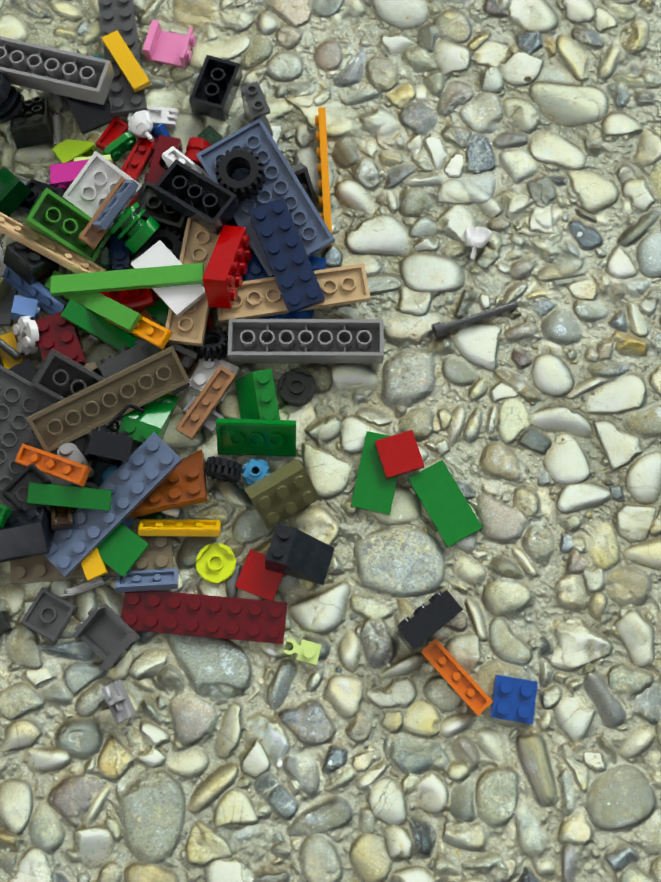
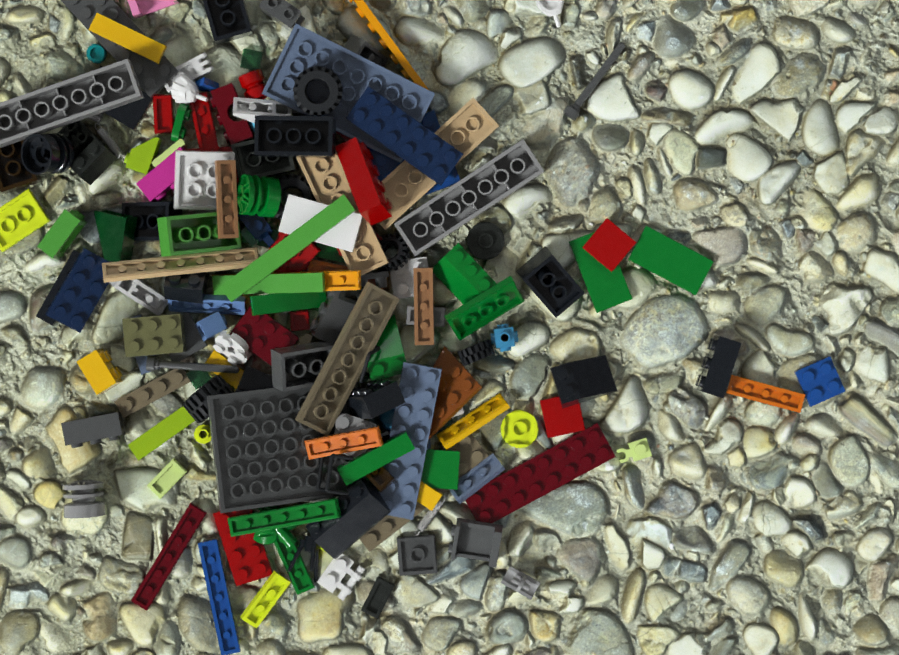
camera: 35 degrees left, 15 degrees up
(98, 352) = (300, 320): none -> red tile
(116, 205) = (232, 190): sand blue plate -> none
(282, 493) = (538, 341): olive brick -> none
(328, 454) = (550, 282): none -> black slope

